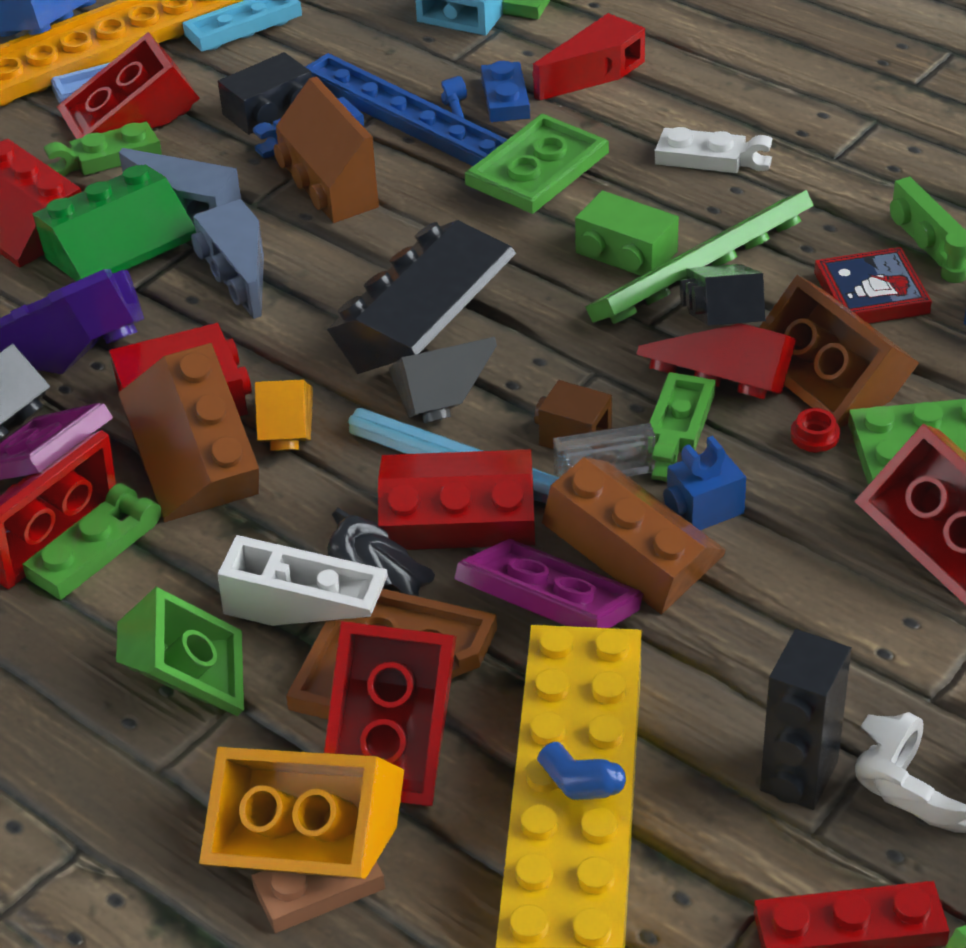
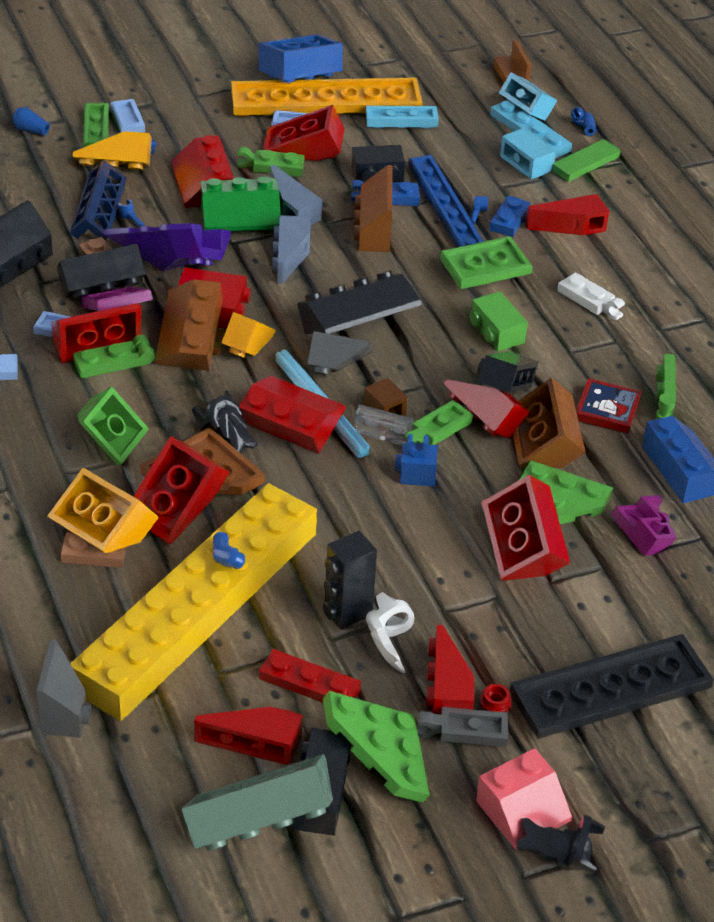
camera: 25 degrees right, 0 degrees up
(294, 585) = (179, 415): white slope -> none
(549, 586) = (300, 472): magenta tile -> none
(628, 532) = (361, 465): dark orange slope -> none
(716, 250) = (540, 350): bright green plate -> none
(815, 430) = (503, 462): red plate -> none

